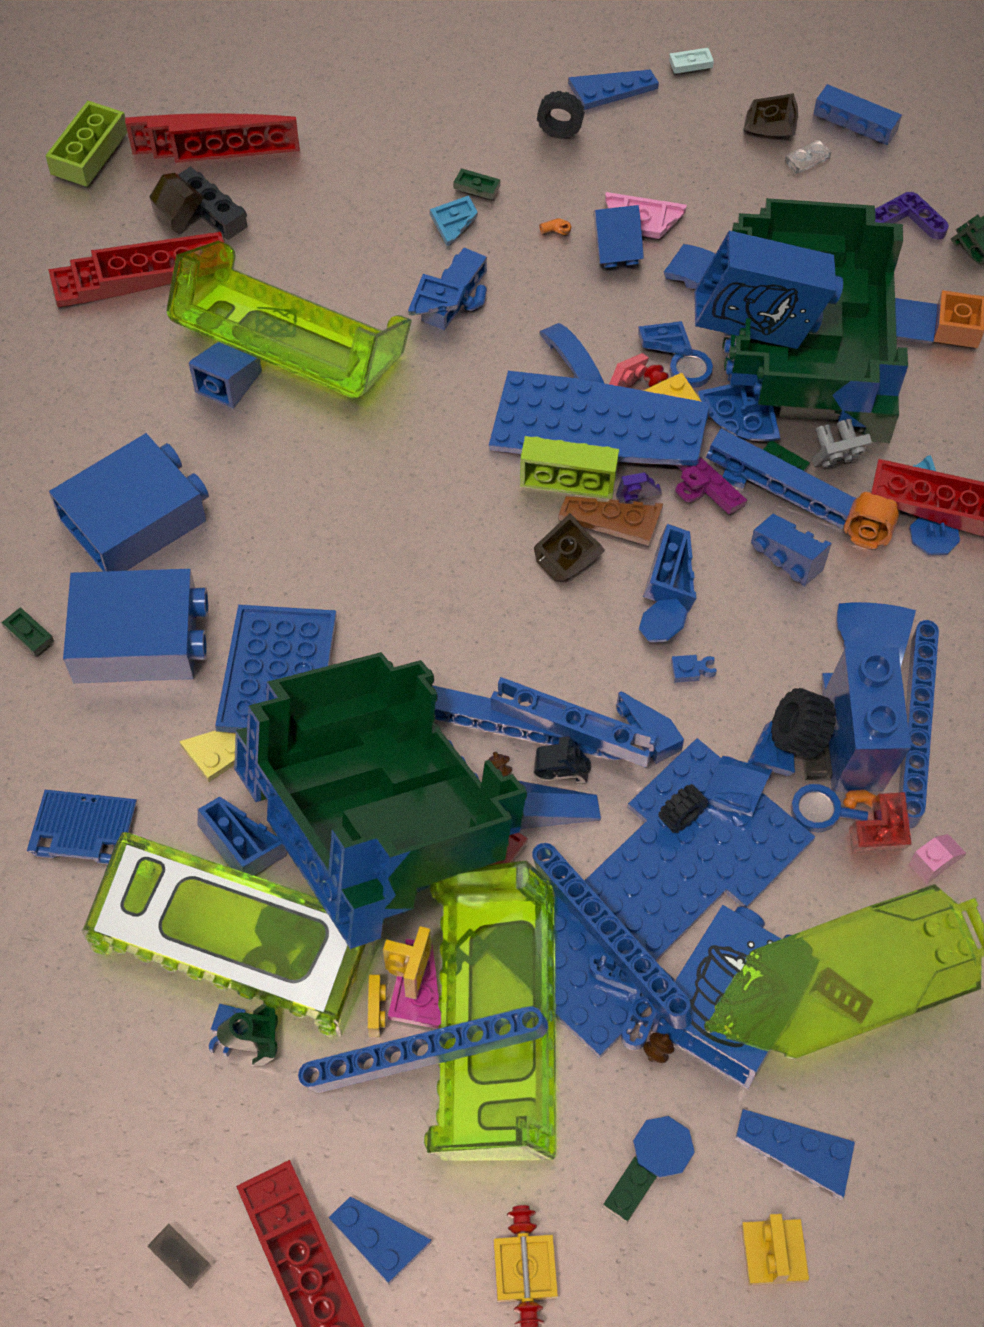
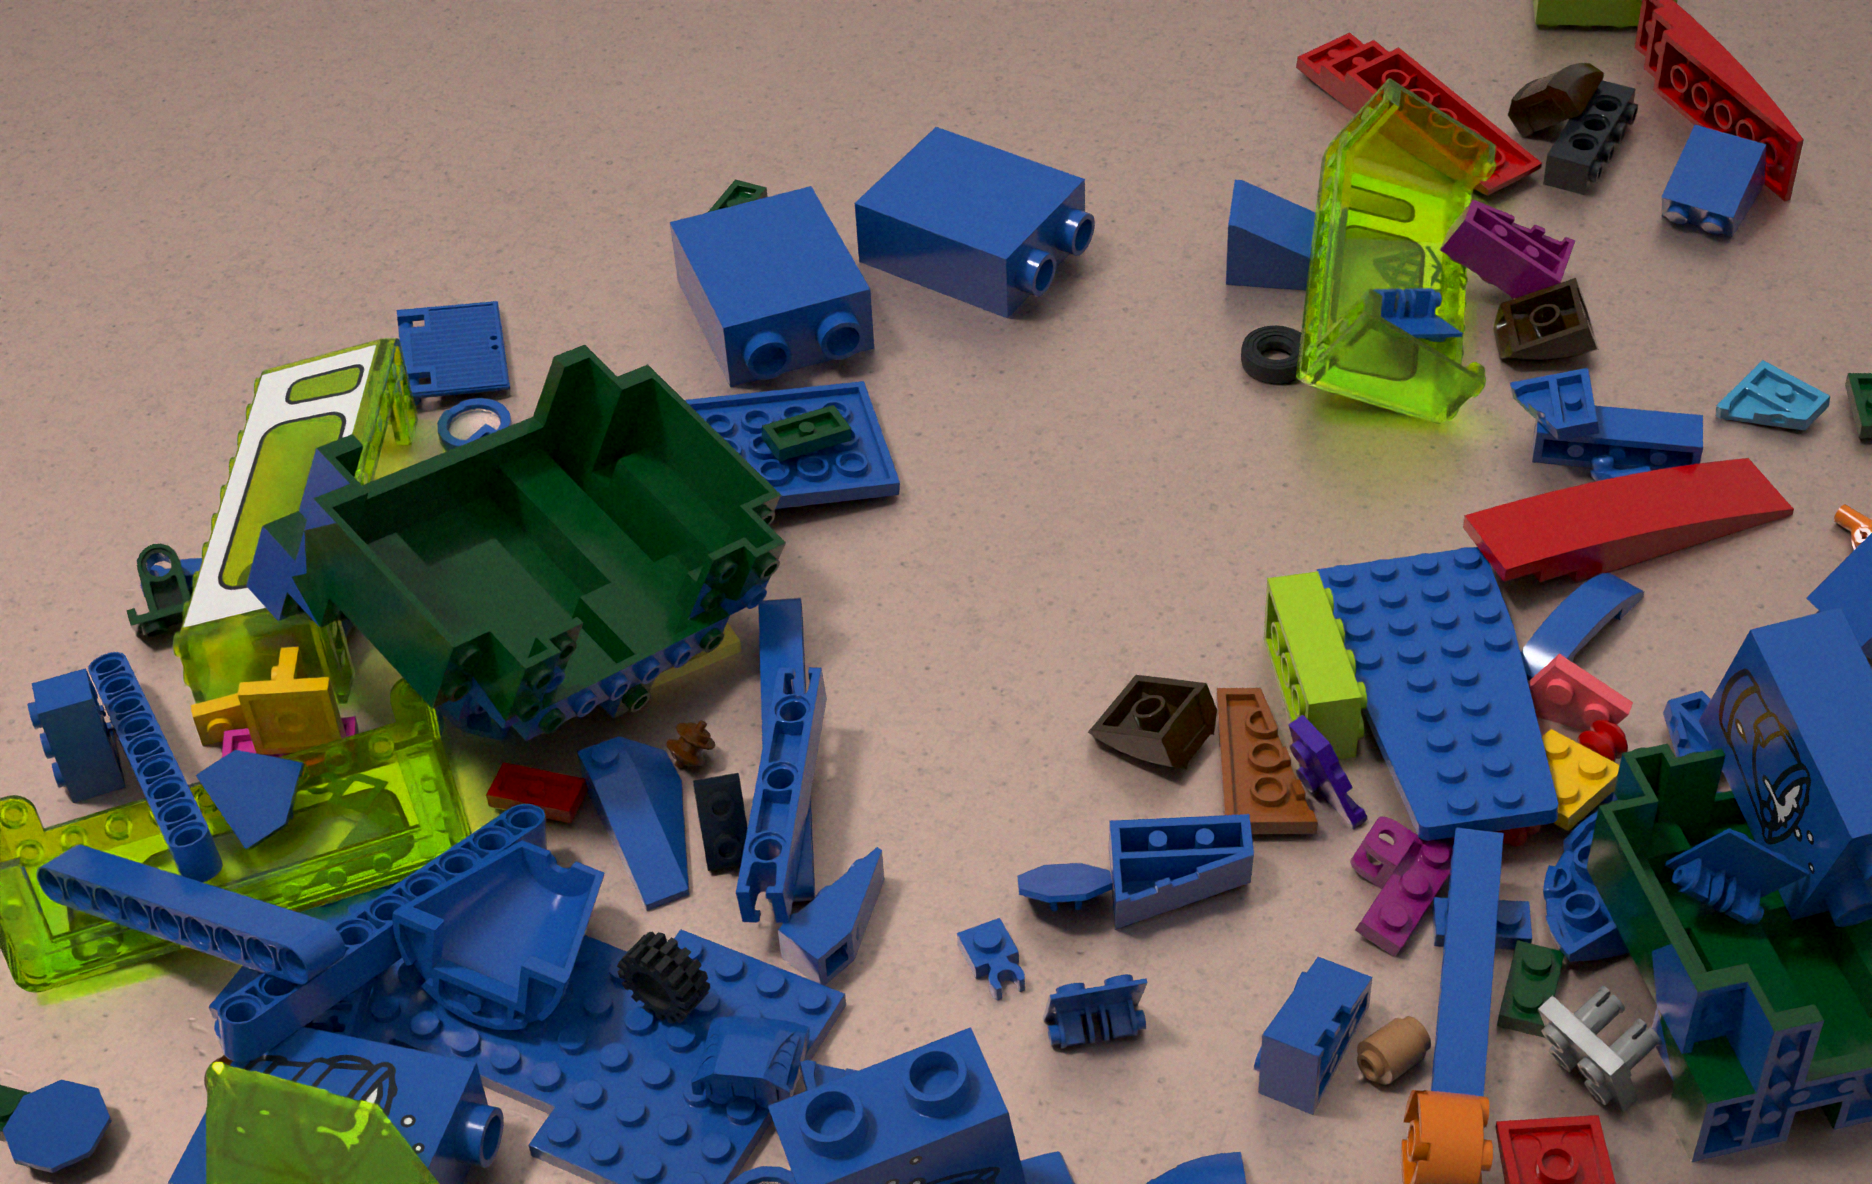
camera: 75 degrees right, 15 degrees down
(166, 825) = (468, 417): none -> piece
(284, 169) = (1715, 181): none -> blue slope
(285, 641) = (806, 433): none -> dark green plate
(305, 272) = (1505, 252): none -> magenta wedge
(311, 393) = (1266, 339): none -> black tyre
(331, 335) = (1415, 313): none -> blue hinge
(356, 282) = (1545, 325): none -> dark brown slope
(371, 1095) = (76, 735): none -> blue wedge
(468, 996) = (253, 793): none -> blue slope
(513, 309) = (1624, 519): none -> red slope
(573, 1035) = (192, 913): none -> blue beam
(632, 872) = (500, 936): none -> blue cone
(748, 631) = (1072, 1001): none -> blue hinge
(789, 359) = (1733, 874): none -> blue hinge
(806, 520) = (1393, 1050): none -> medium nougat brick

